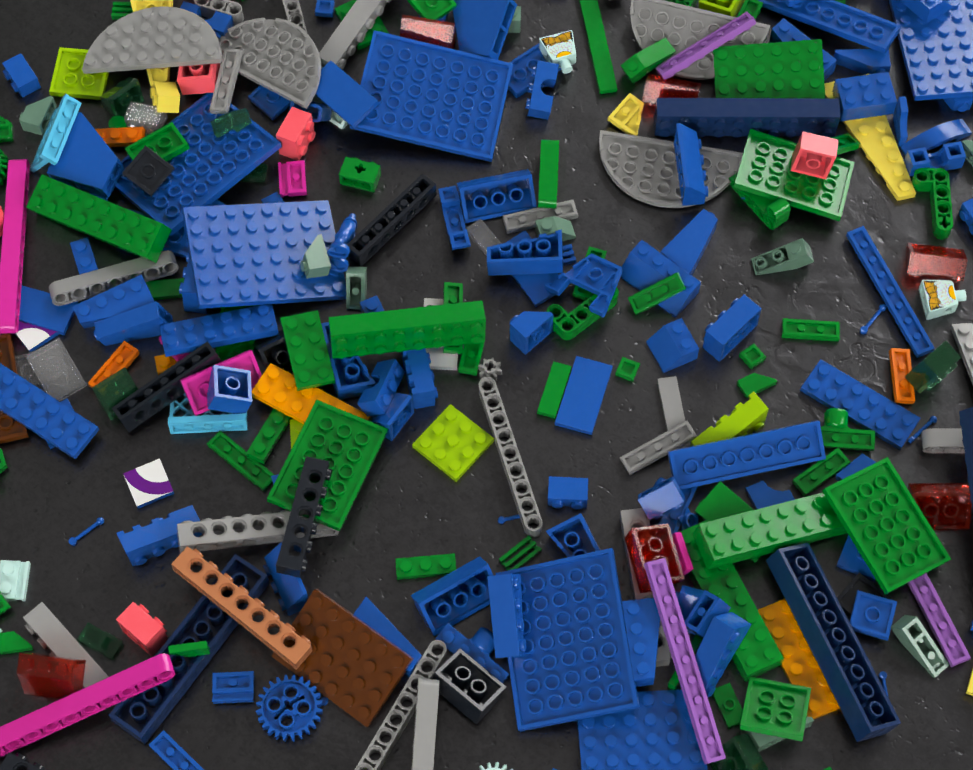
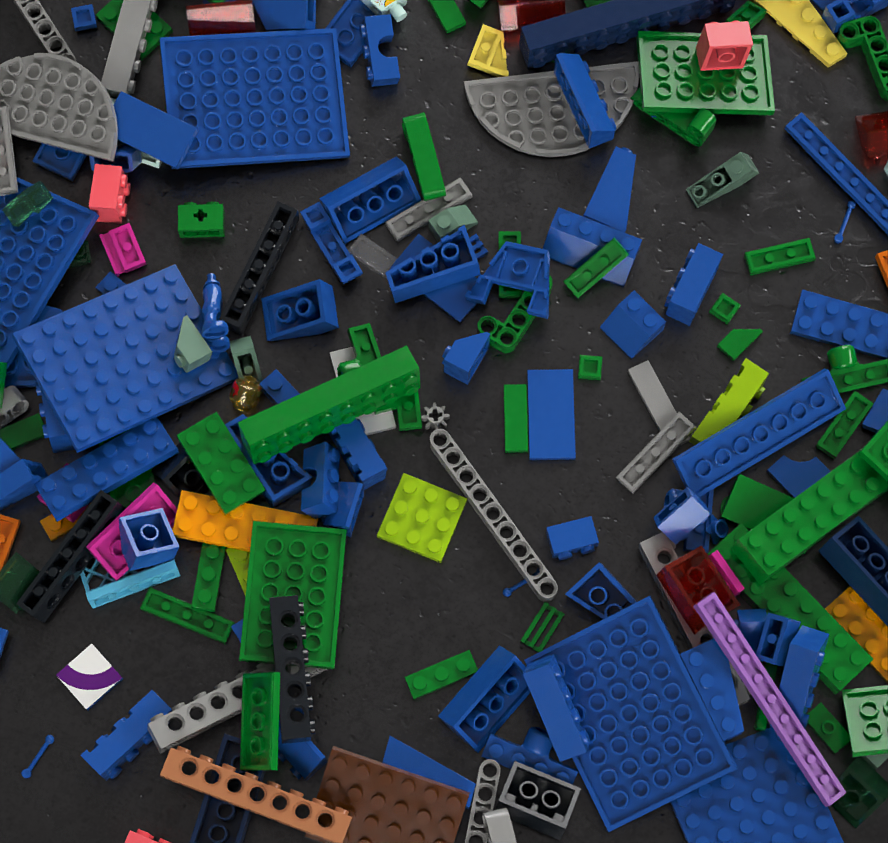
camera: 20 degrees left, 10 degrees up
(265, 548) = (260, 721): none -> green tile
(347, 305) = (245, 393): none -> clear yellow head
(412, 261) = (300, 311): none -> blue slope

